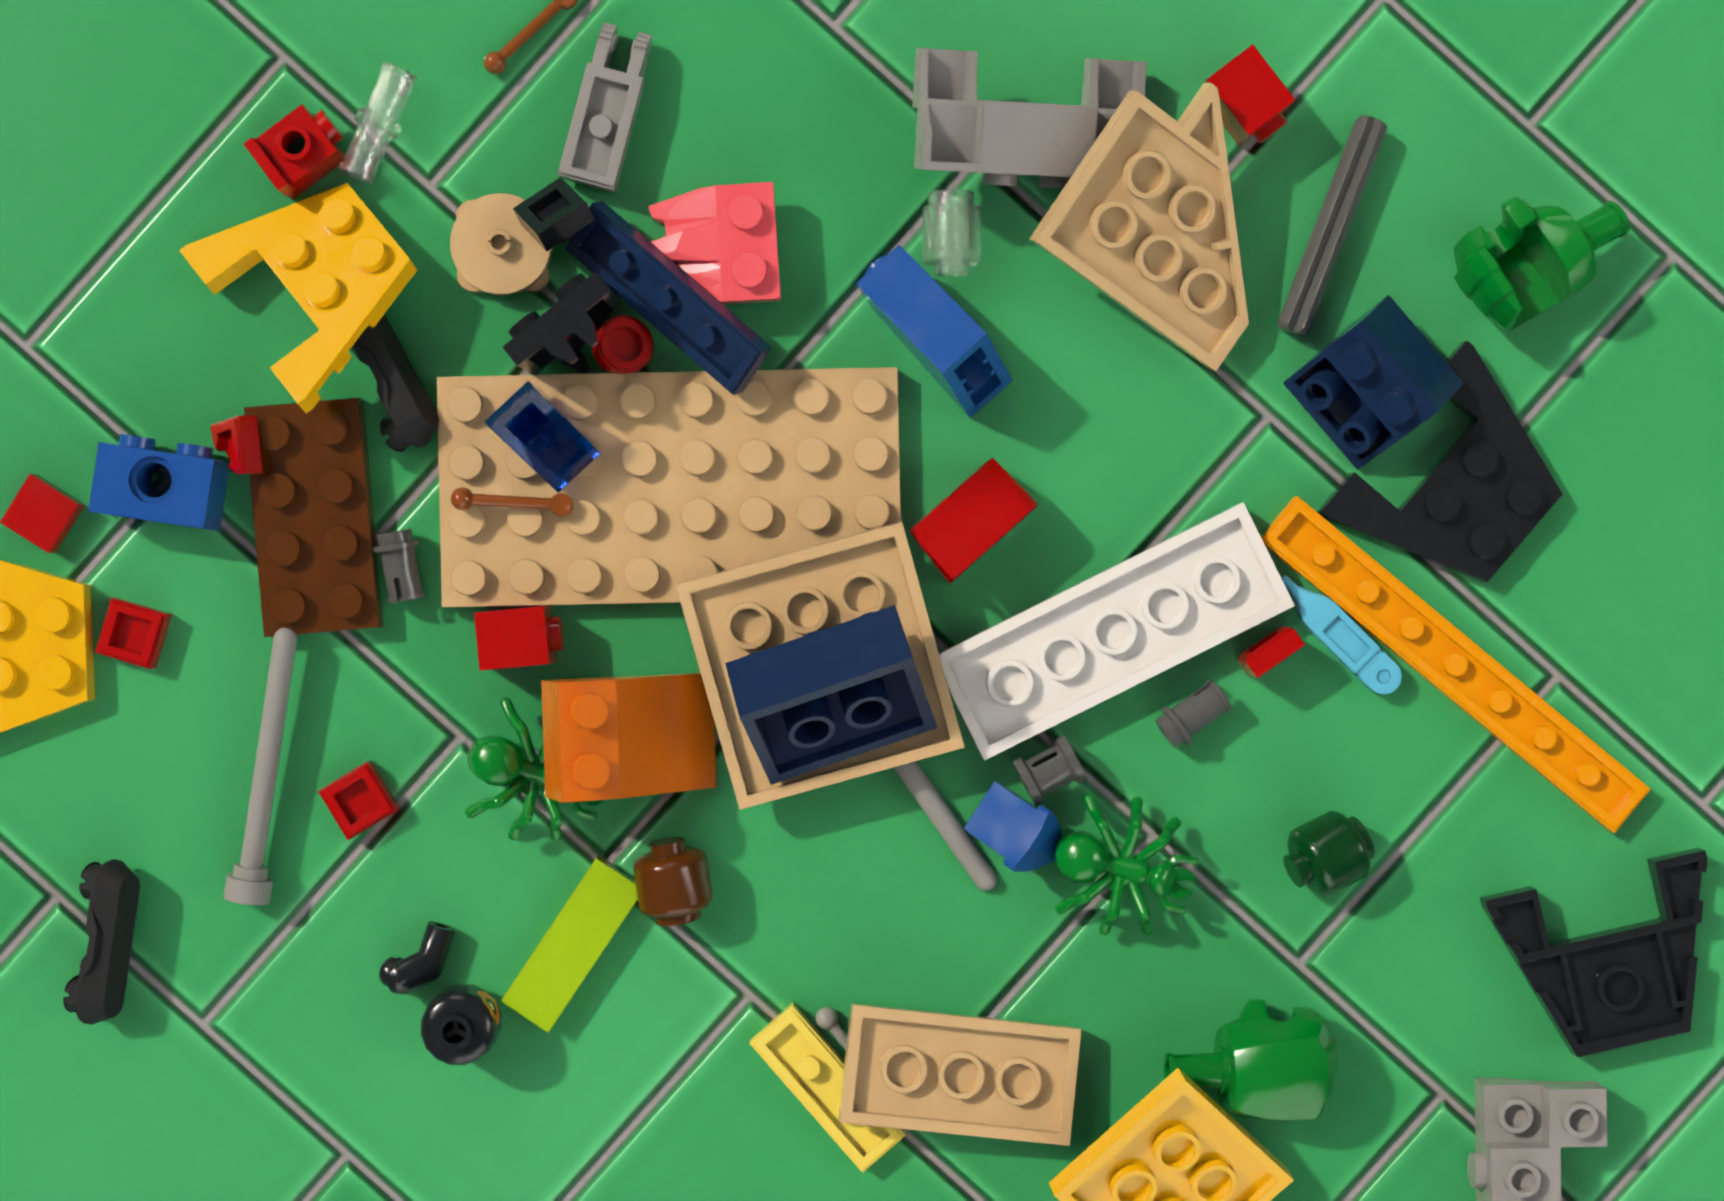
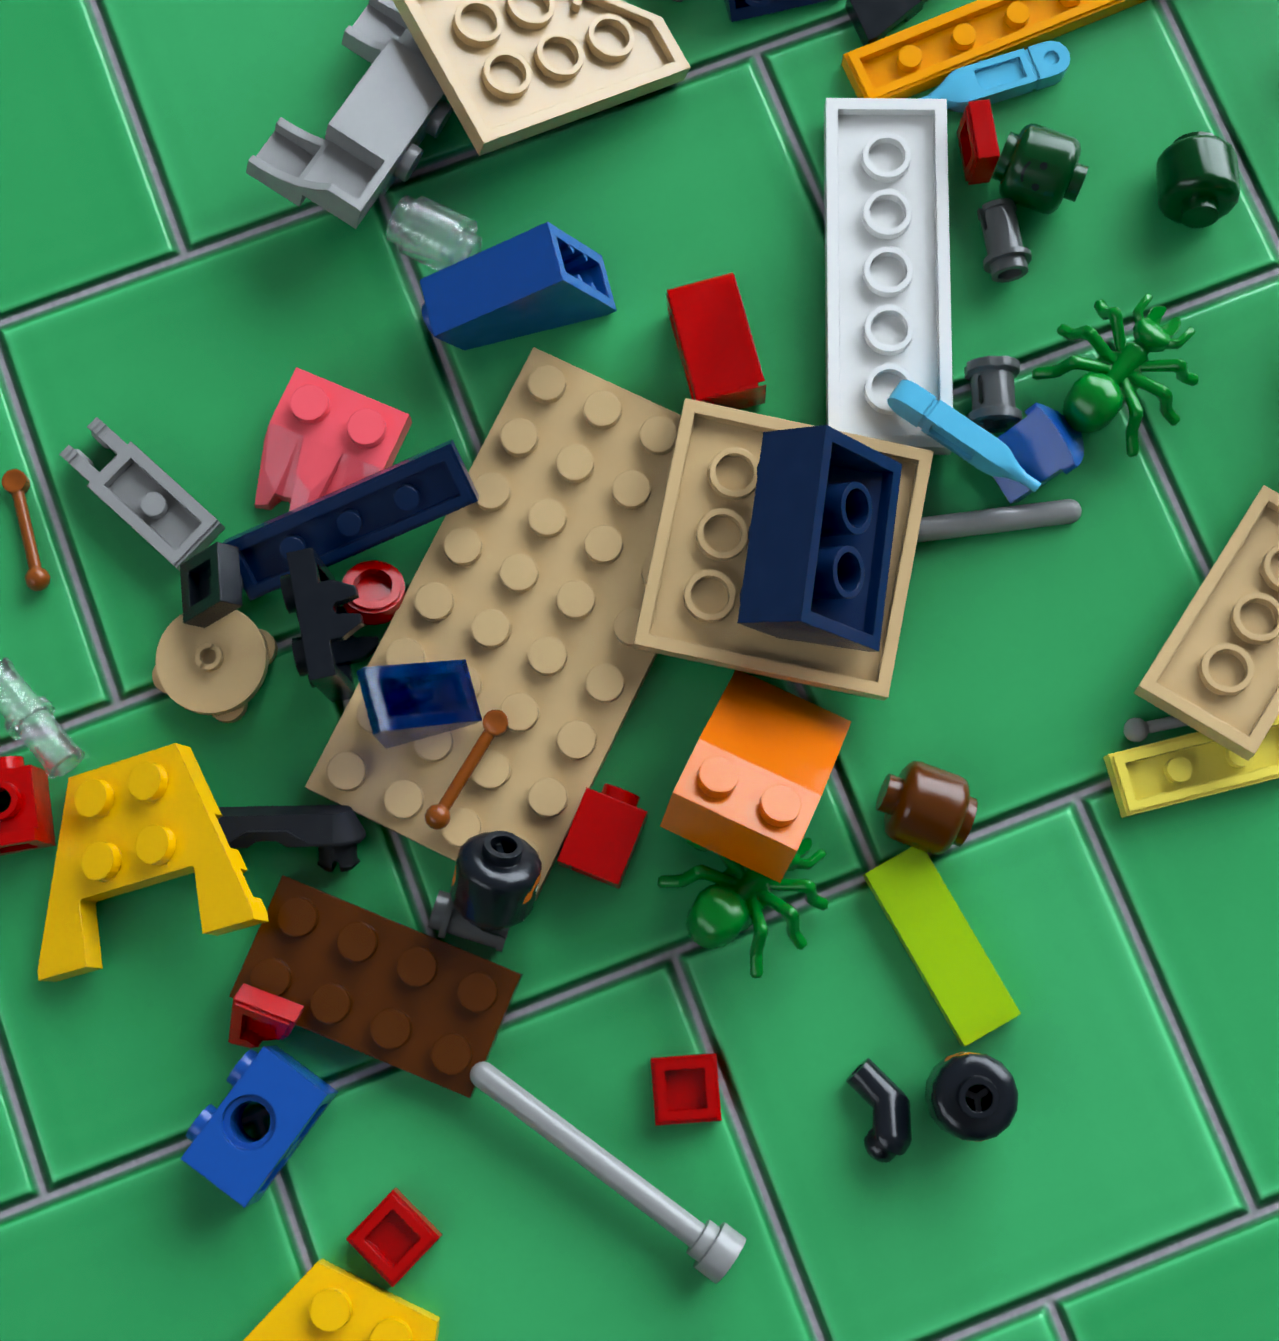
camera: 60 degrees left, 10 degrees down
(42, 513) = (221, 1268): red tile -> none
(428, 571) = (495, 880): none -> black head
(992, 760) = (957, 433): none -> medium azure piece
(1269, 716) = (1040, 168): none -> dark green head

